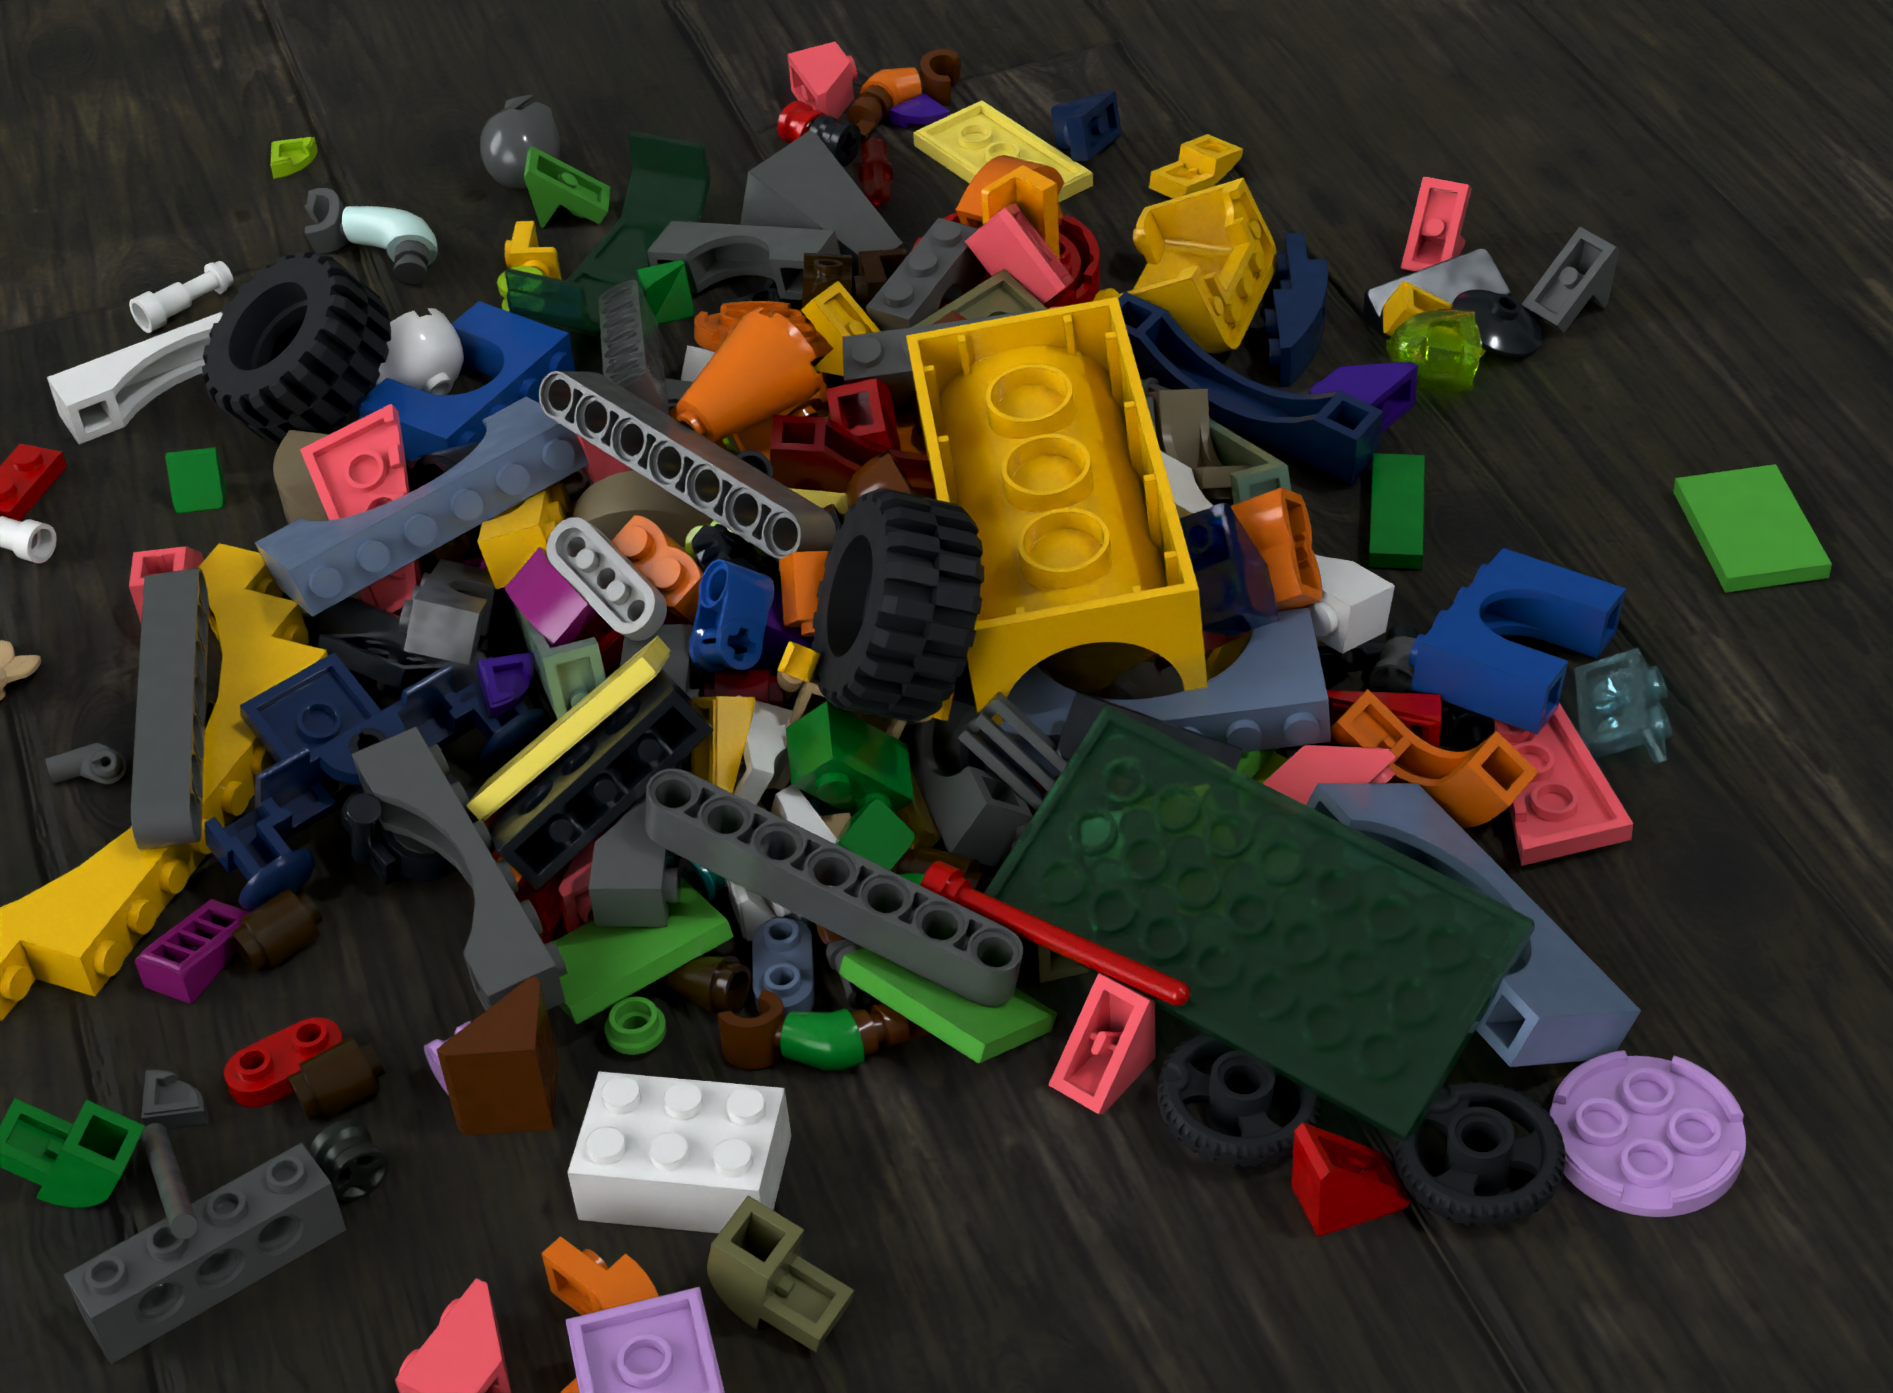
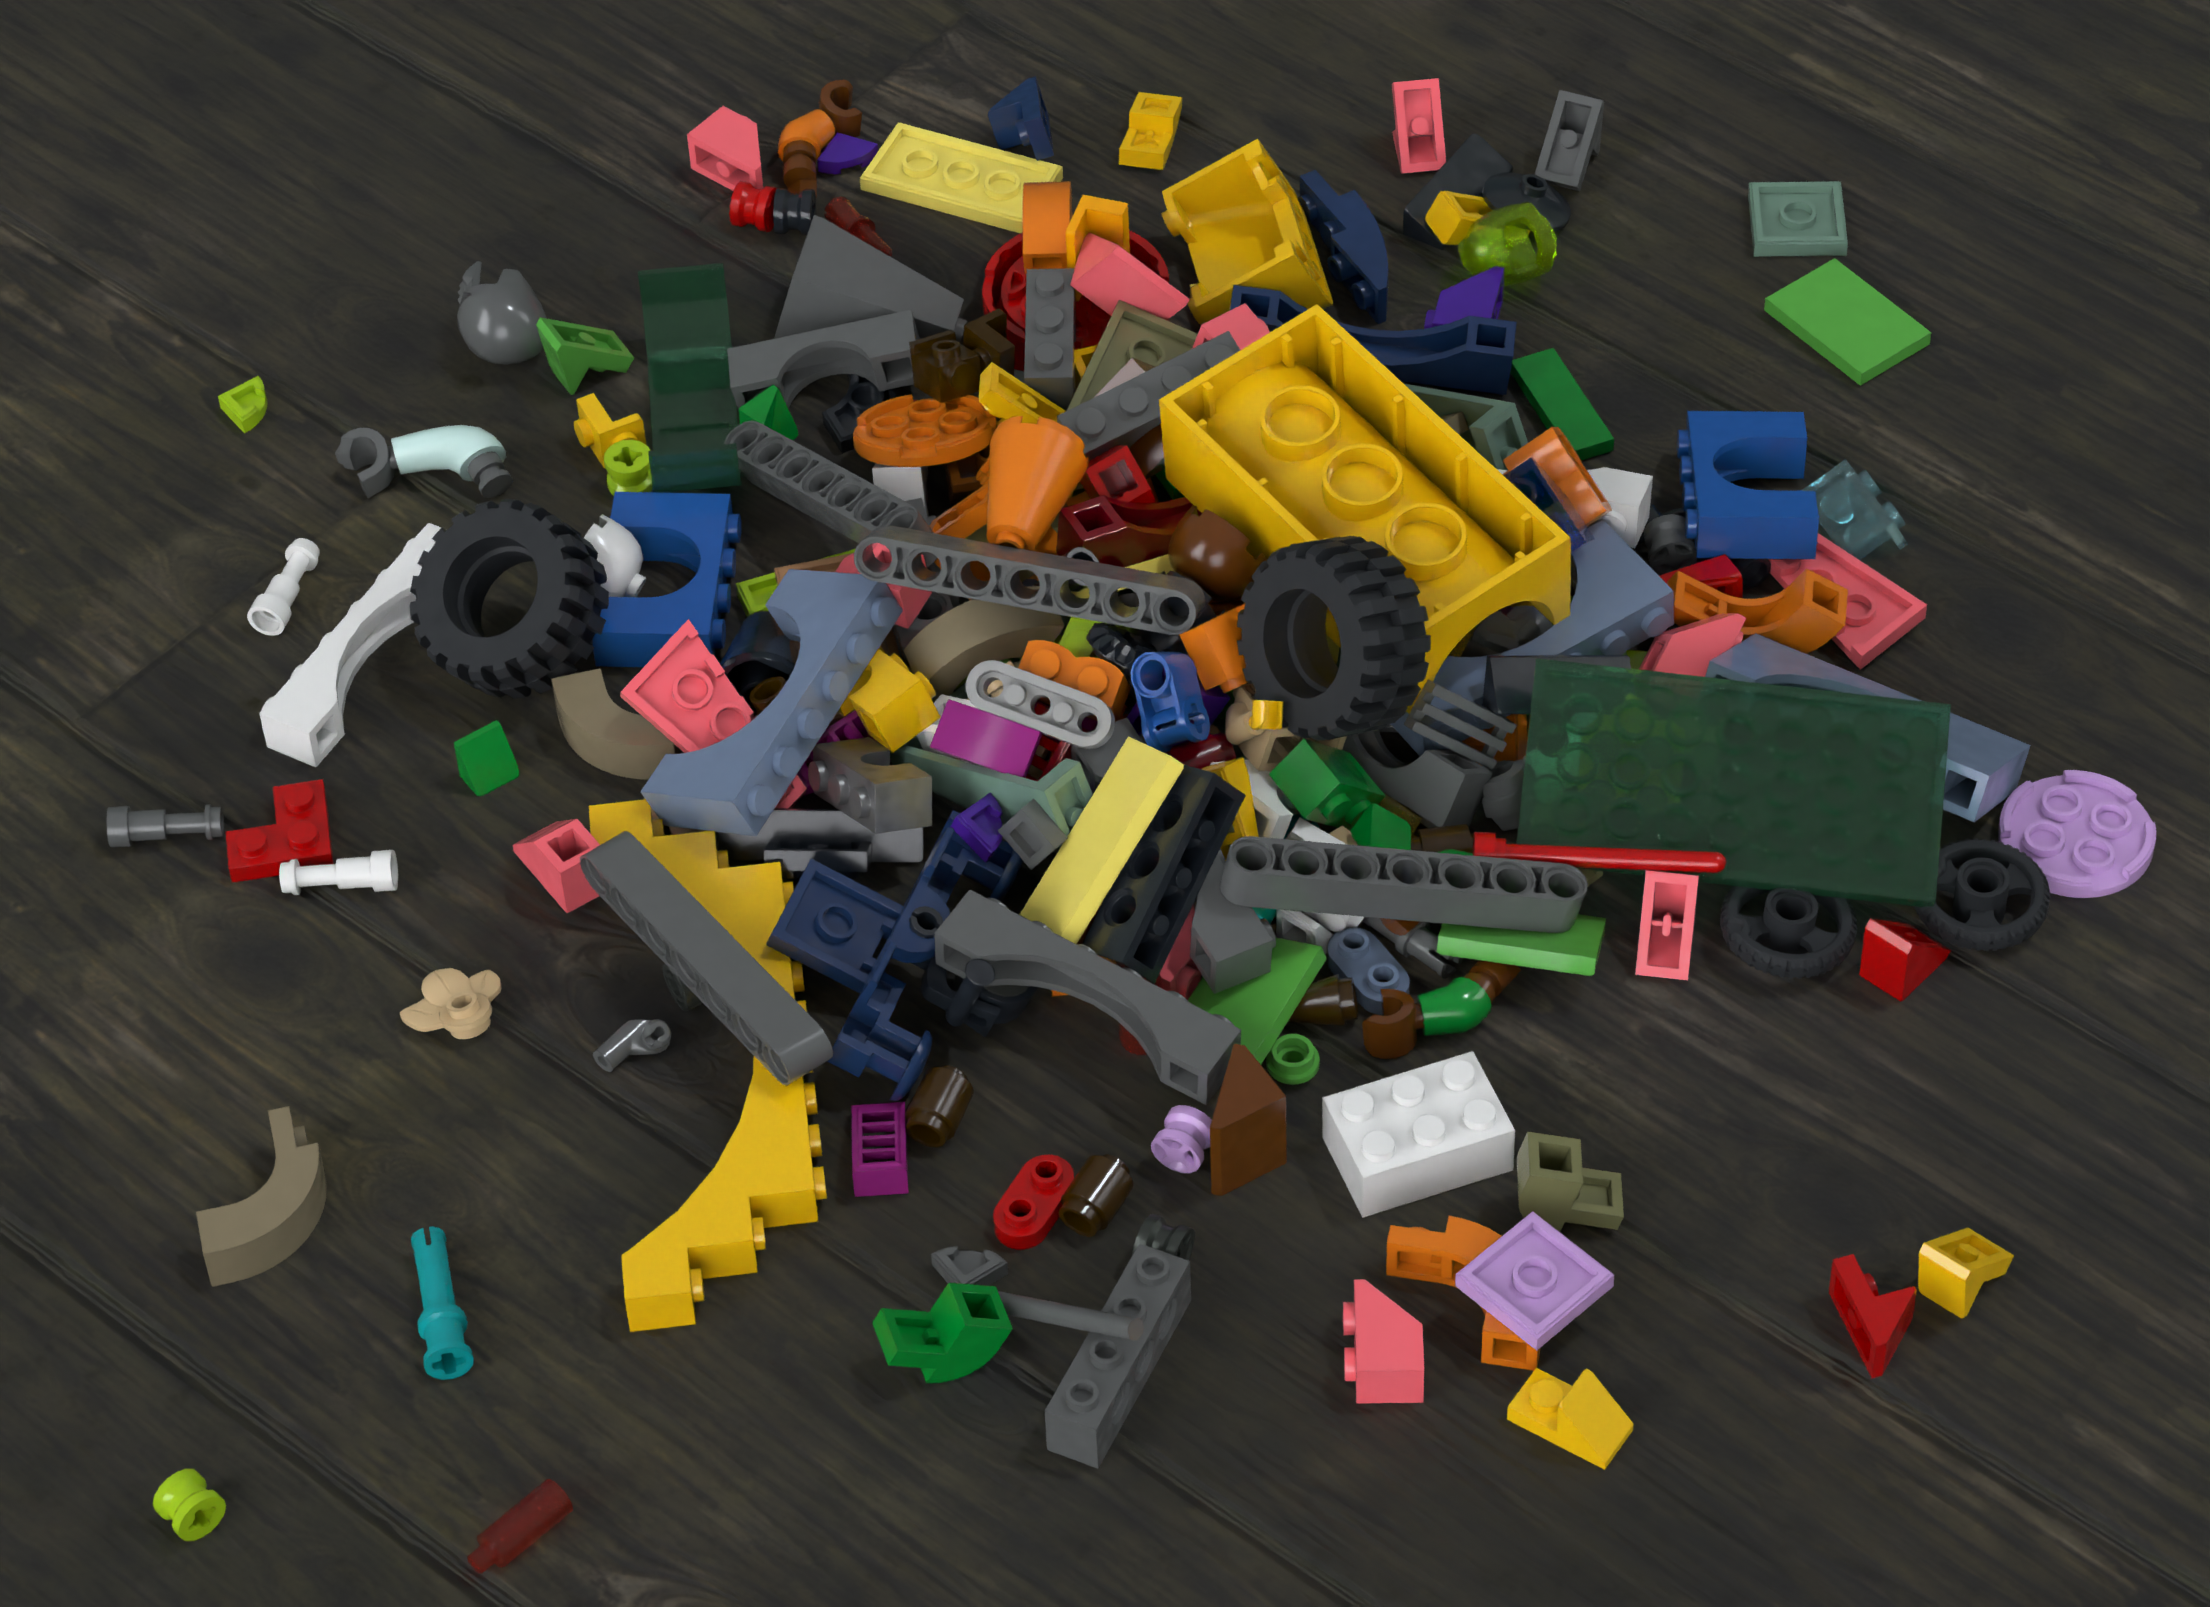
camera: 30 degrees left, 5 degrees up
(533, 701) = (1032, 834): none -> dark grey tile
(1766, 420) = (1797, 219): none -> sand green tile

